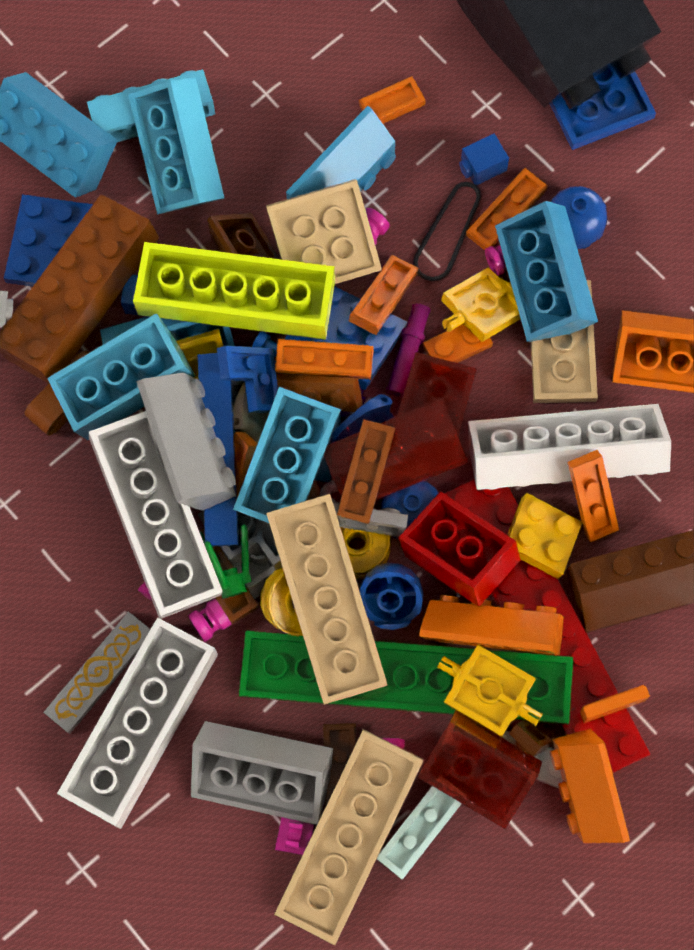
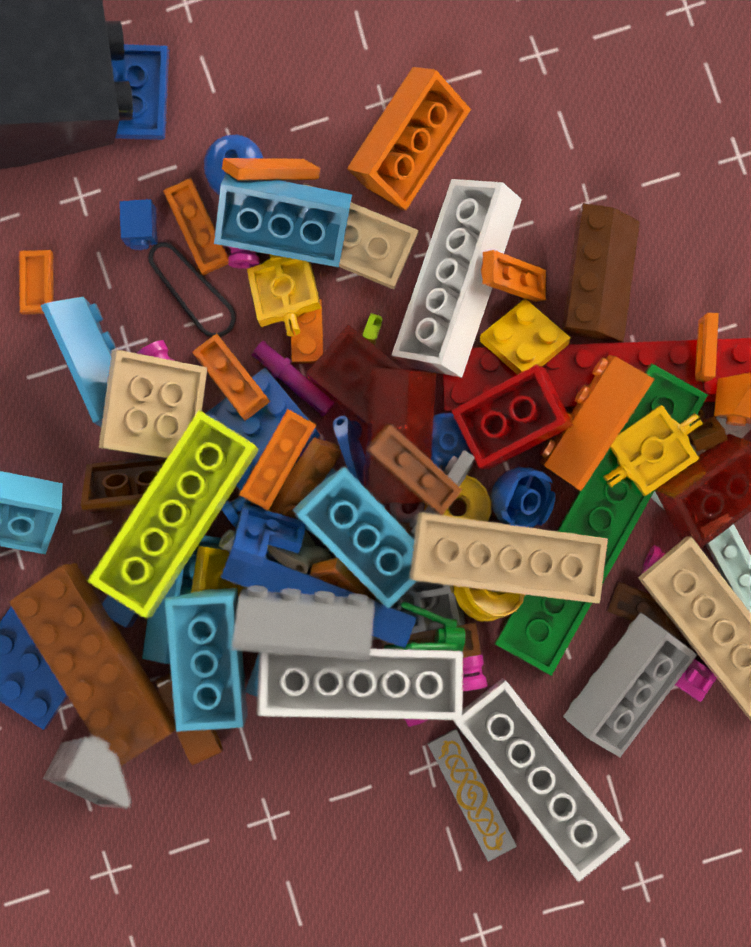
camera: 70 degrees left, 10 degrees up
(486, 398) = (372, 328): none -> lime tile
(586, 243) = (270, 169): none -> orange tile

